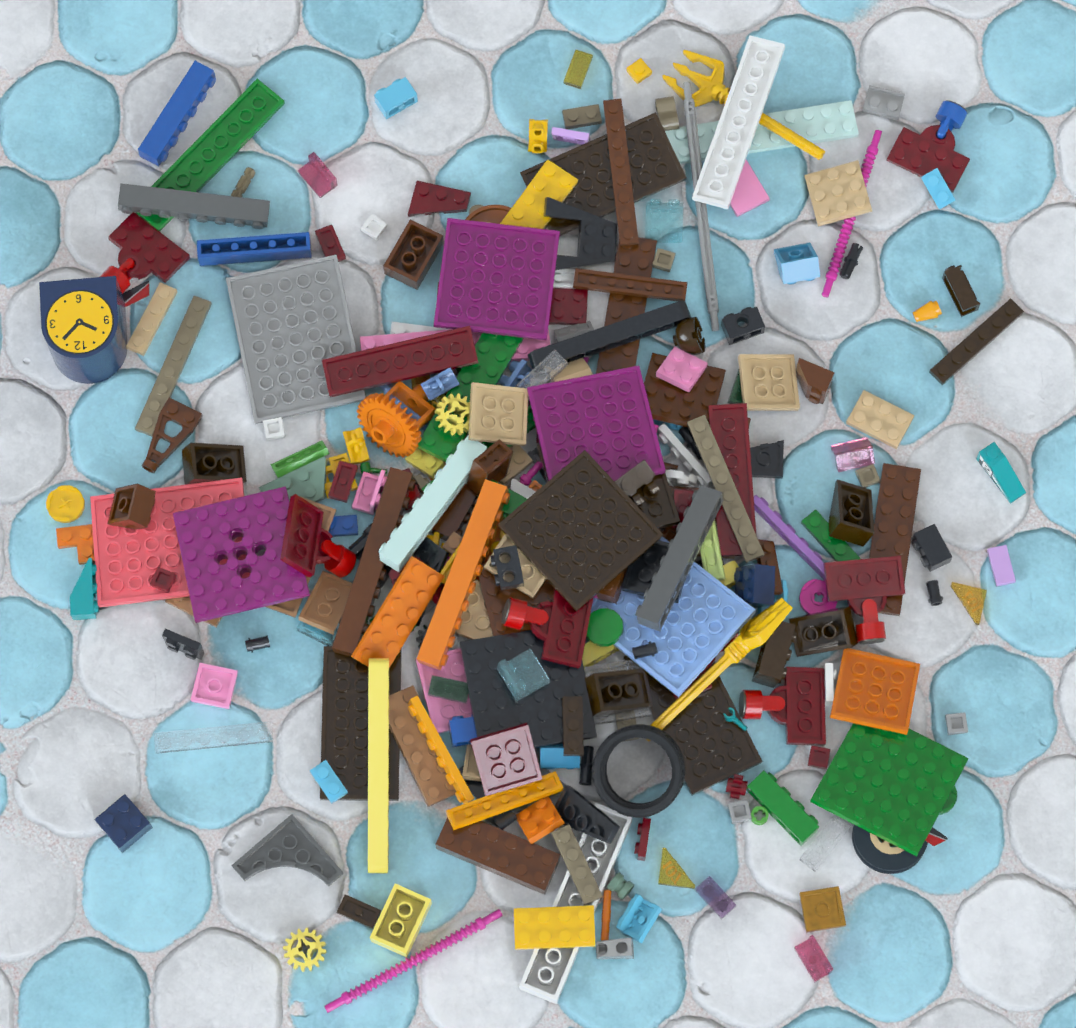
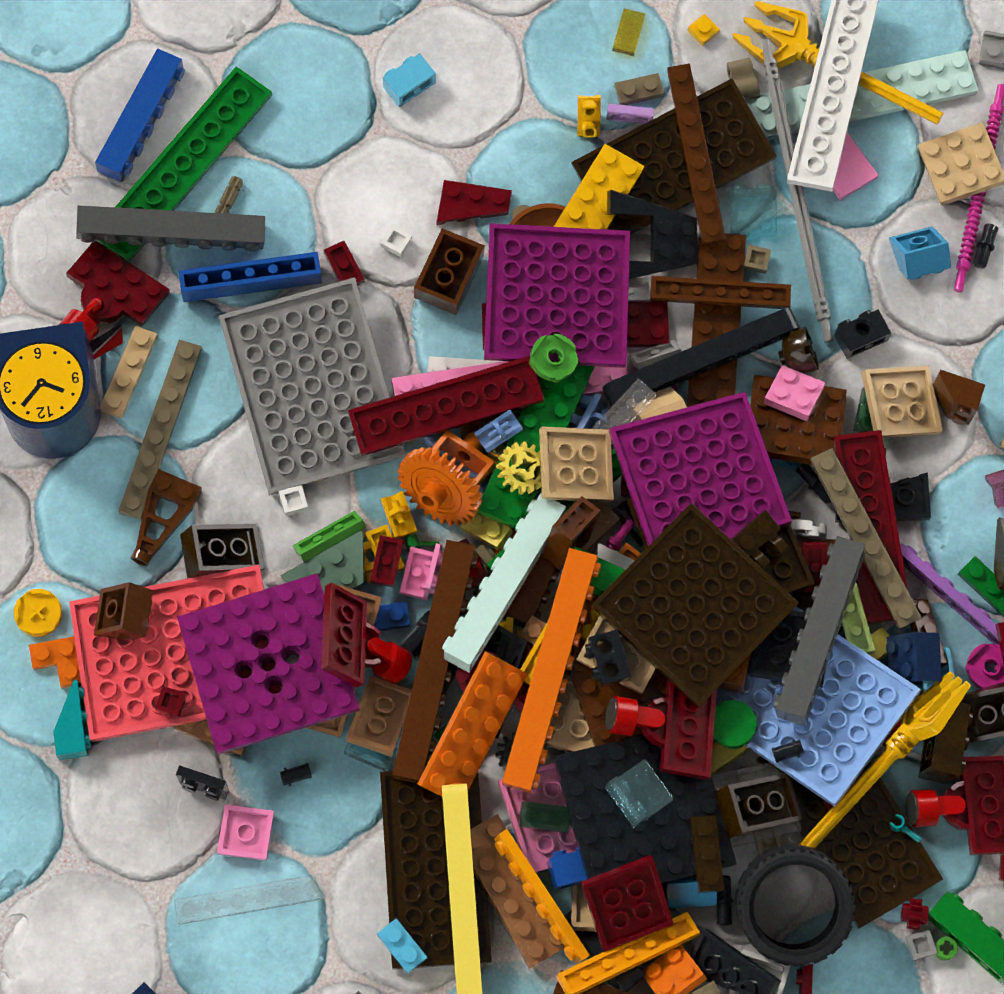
camera: 10 degrees left, 0 degrees up
(318, 176) = (321, 181): clear pink panel -> none
(487, 318) = (553, 370): none -> bright green plate
(679, 450) = (814, 507): white plate -> none

